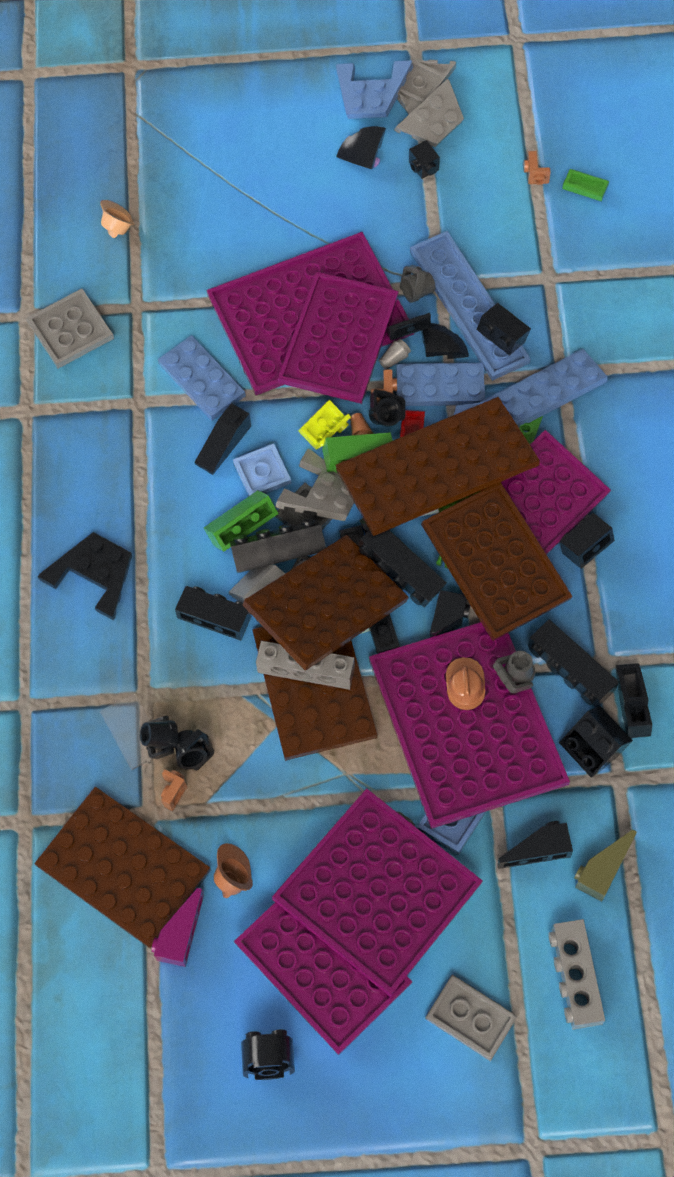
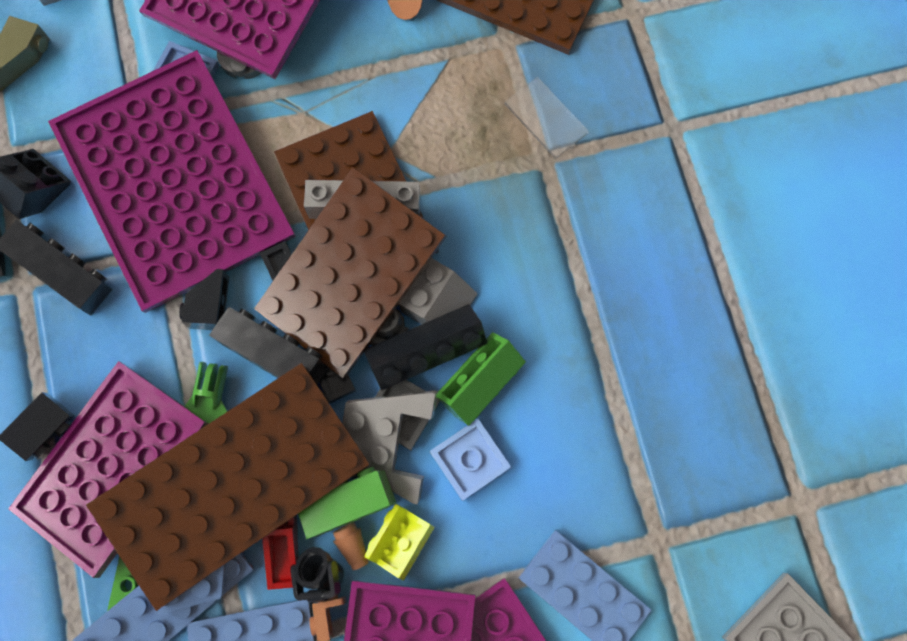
camera: 165 degrees right, 10 degrees up
(97, 562) = (641, 303): black wing -> none
(159, 734) = (513, 101): black piece -> none
(173, 792) = (483, 60): nougat bracket -> none
(193, 749) = (476, 98): black piece -> none
(213, 612) = (488, 259): black brick -> none
(223, 438) = (531, 497): black slope -> none
(465, 683) = (175, 217): nougat piece -> none
(496, 561) = (146, 369): reddish brown plate -> none
(518, 671) = (114, 237): dark grey piece -> none
(544, 845) = (86, 61): black slope -> none

